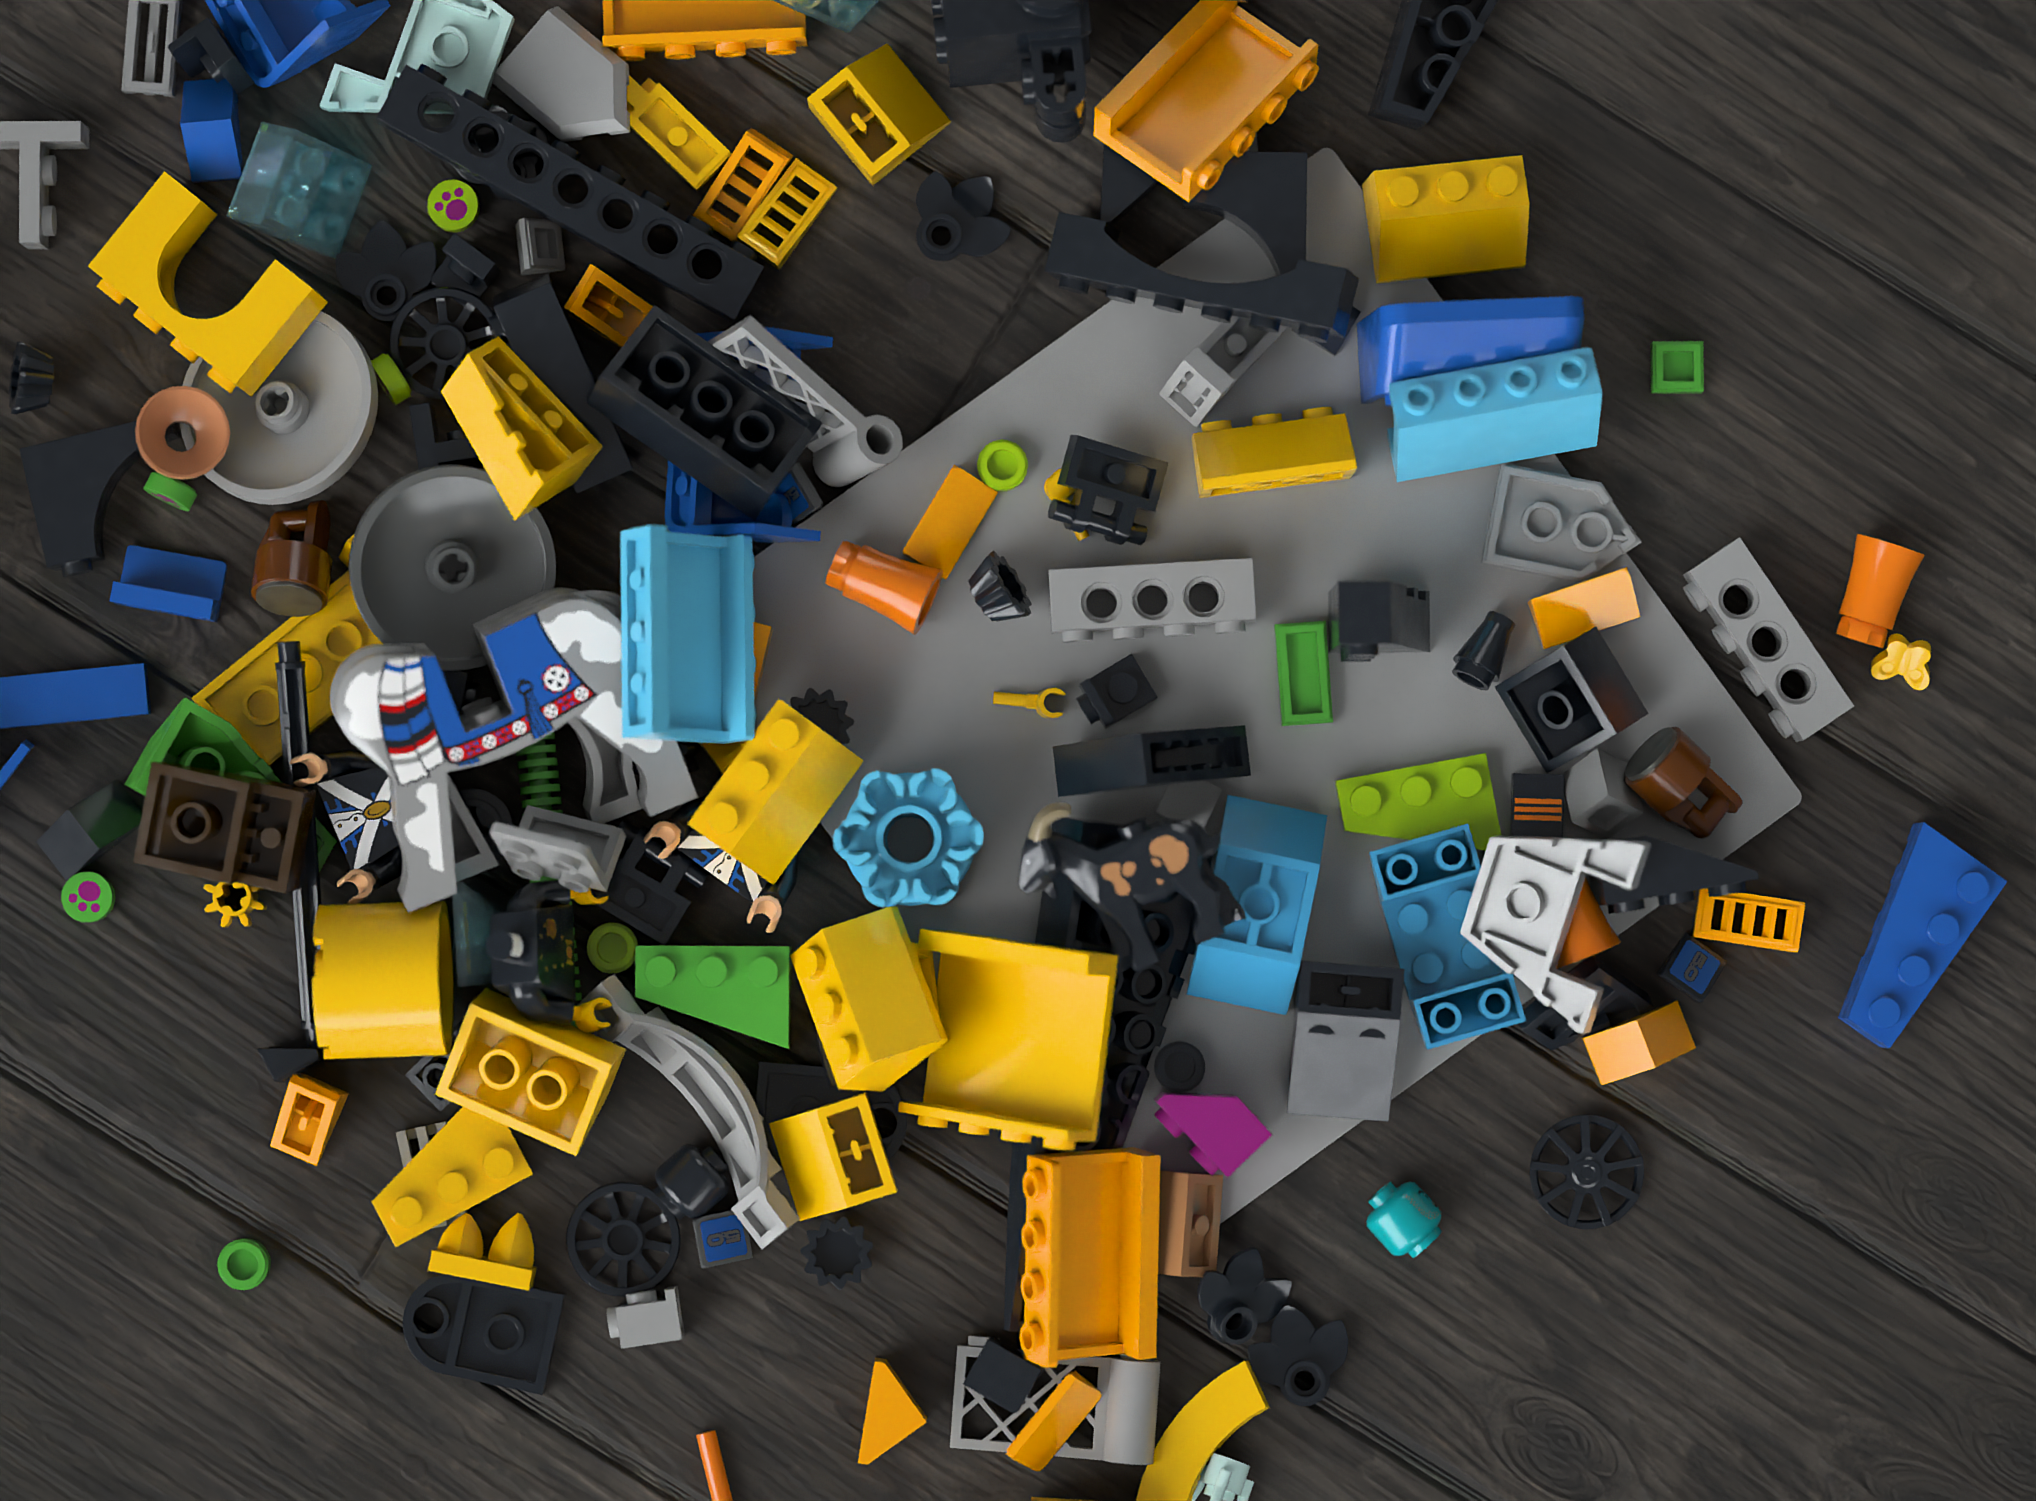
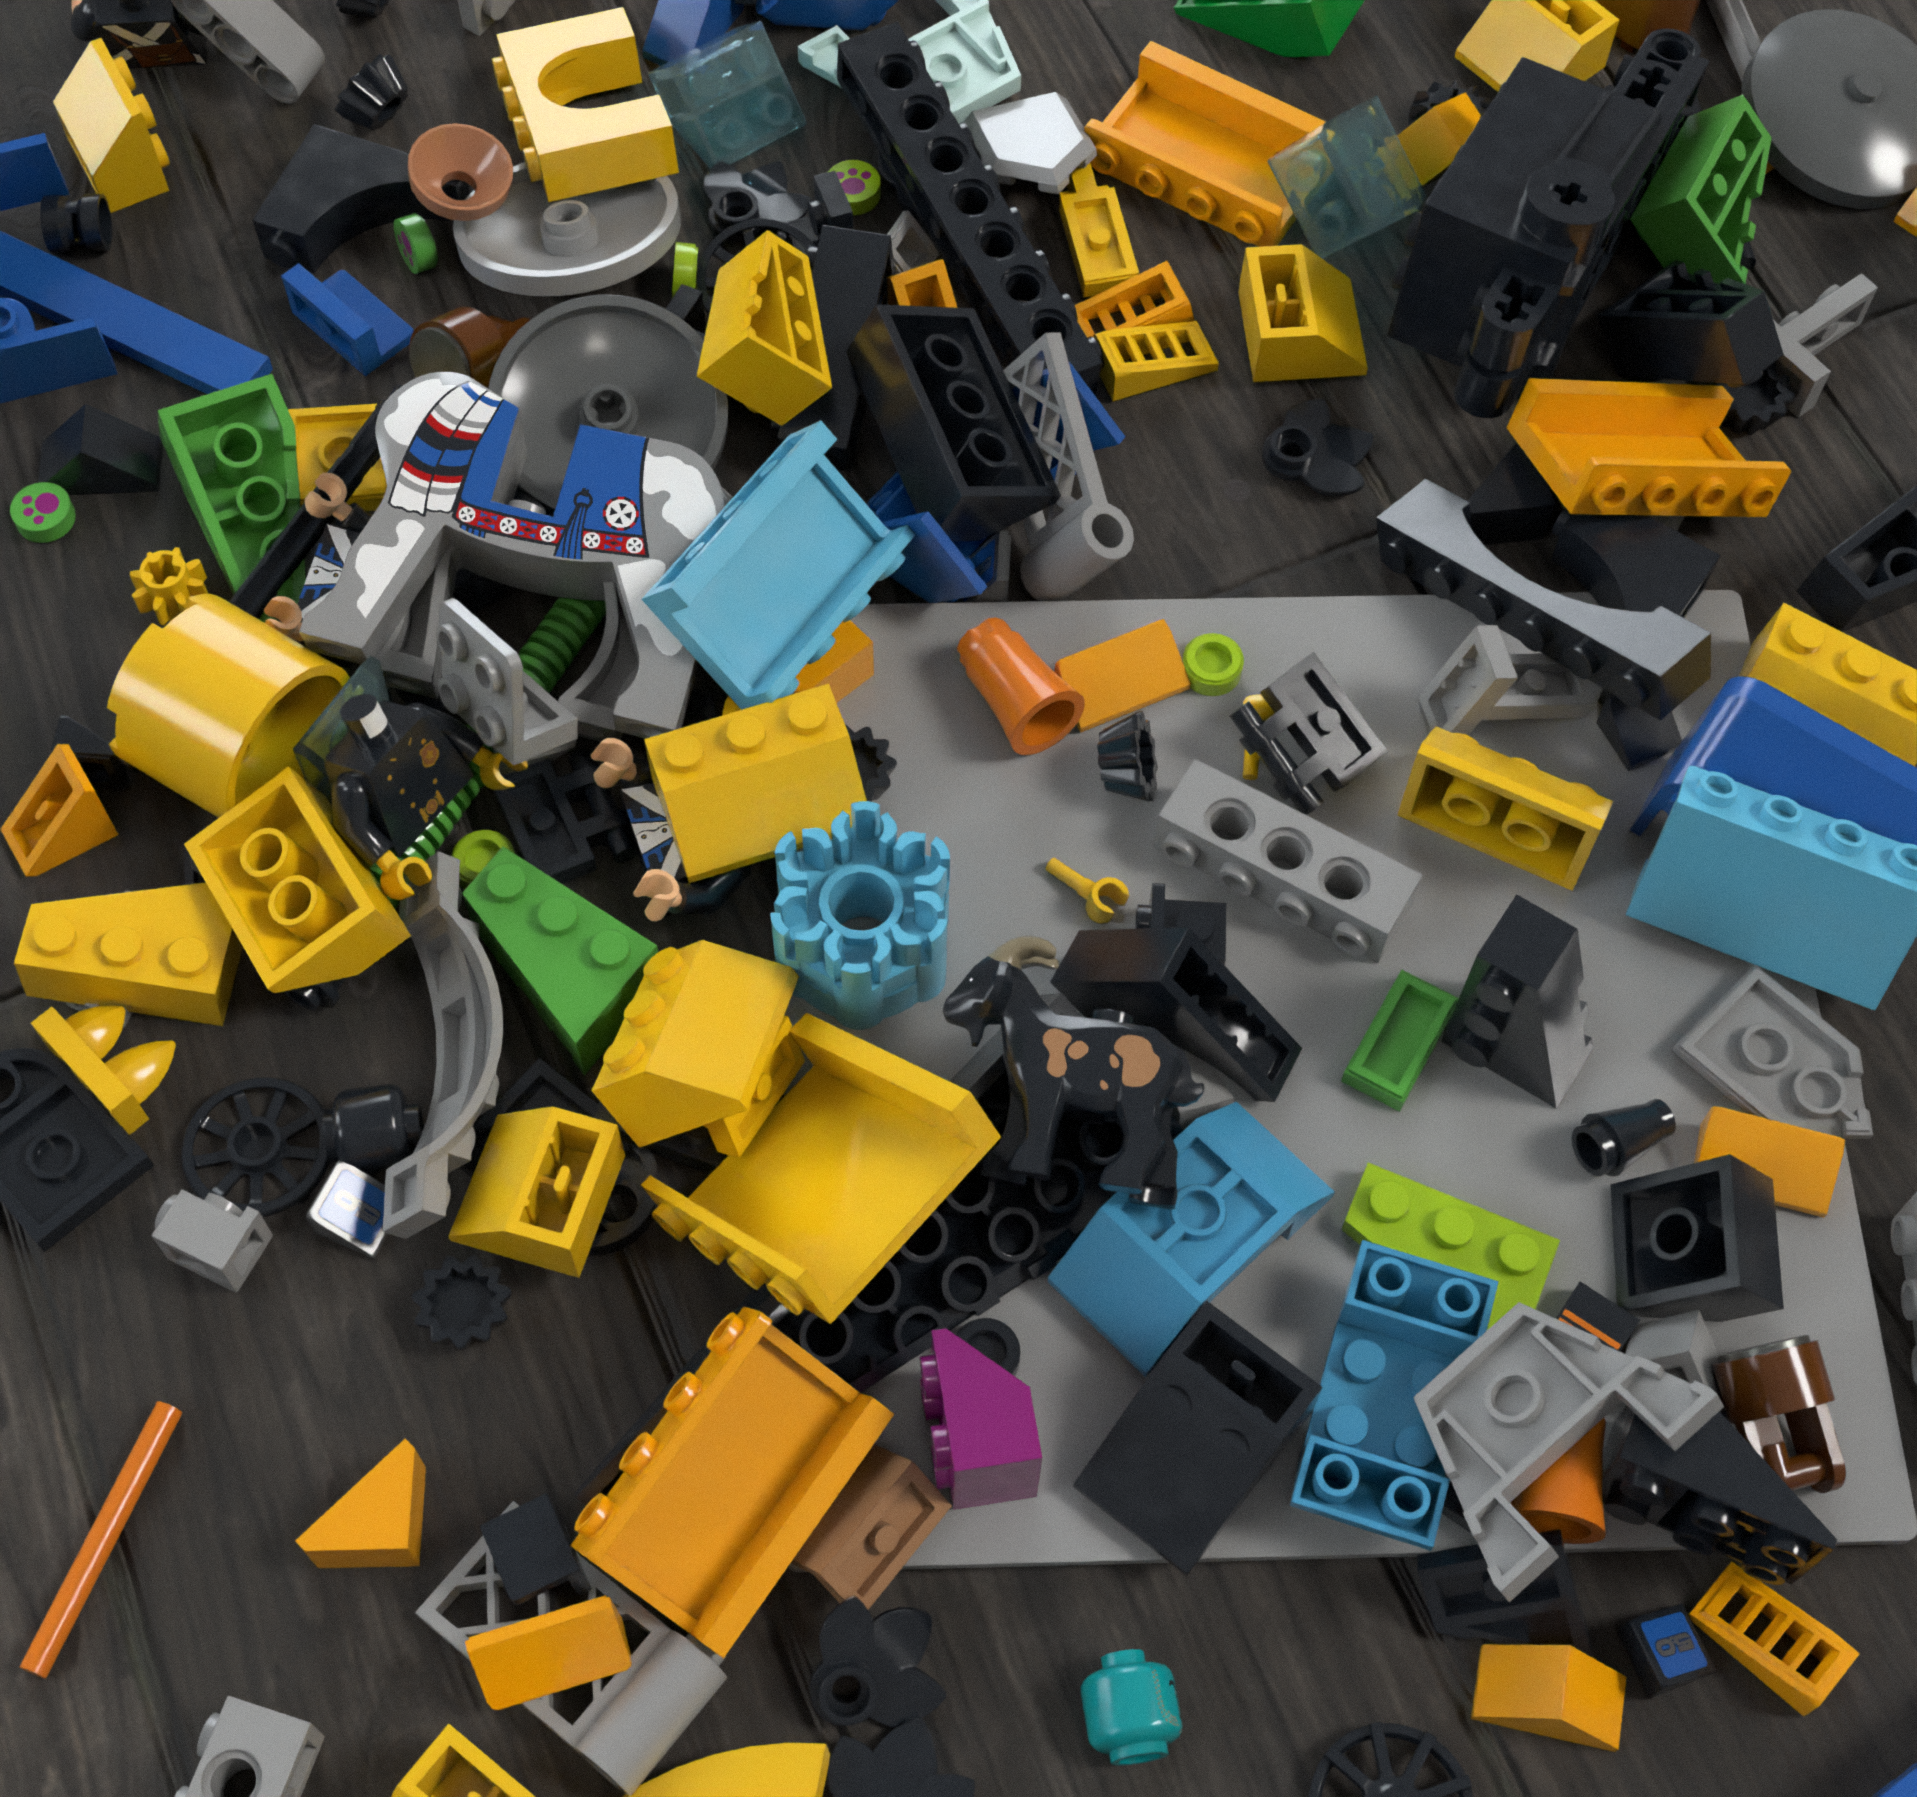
camera: 40 degrees right, 25 degrees down
(224, 826) = (210, 496): dark brown slope -> none

